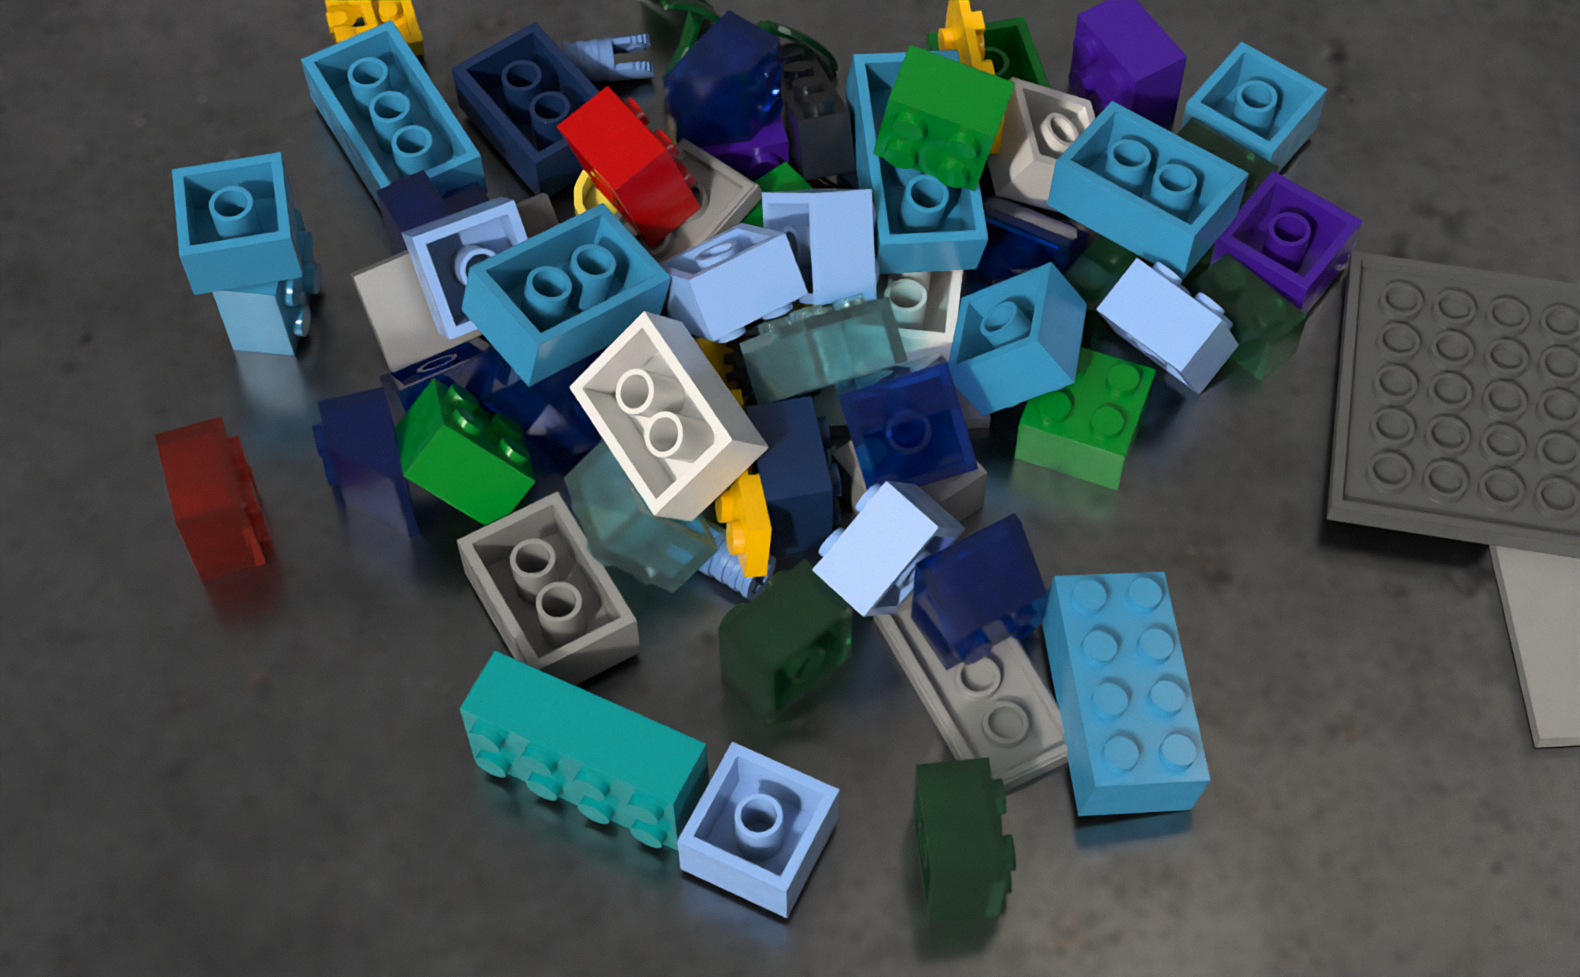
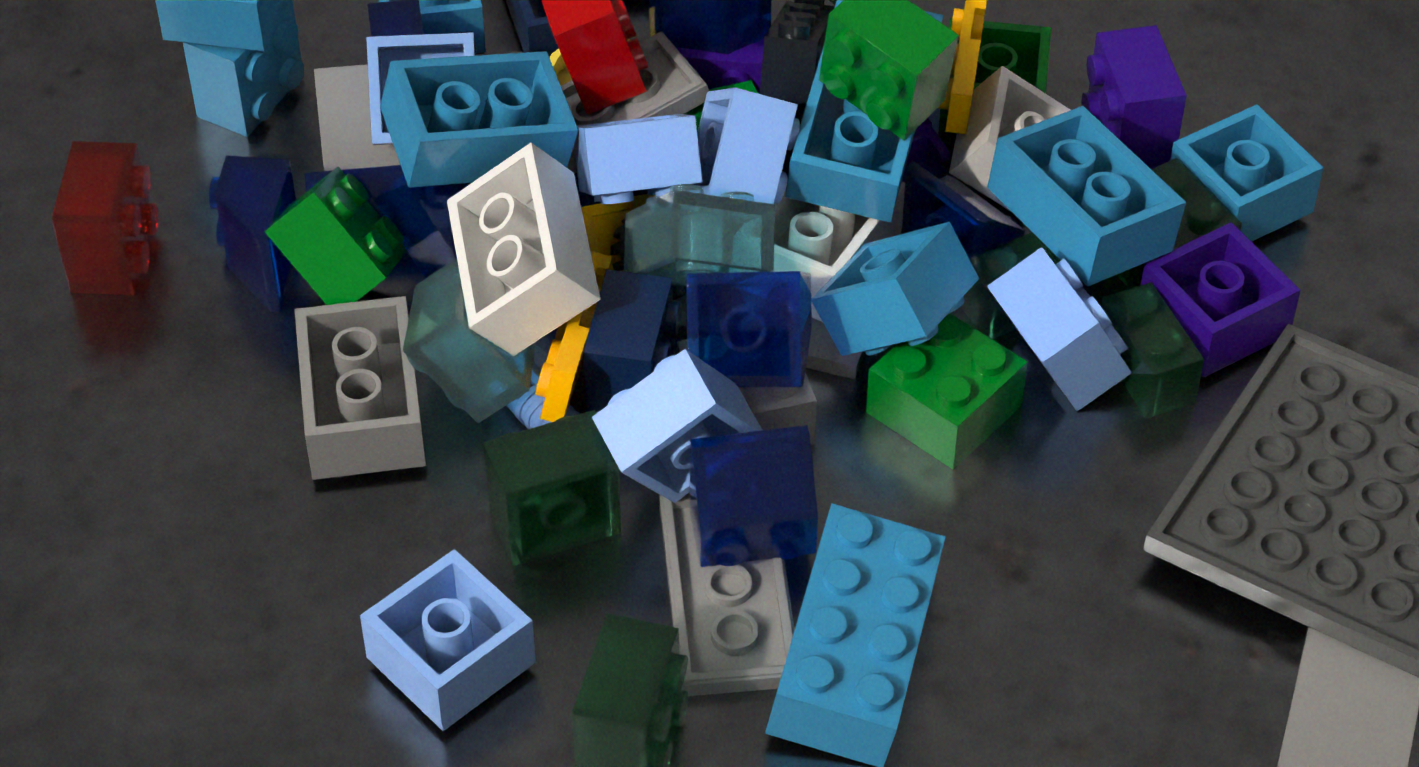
camera: 20 degrees right, 10 degrees down
(584, 750) = (316, 513): teal brick -> none

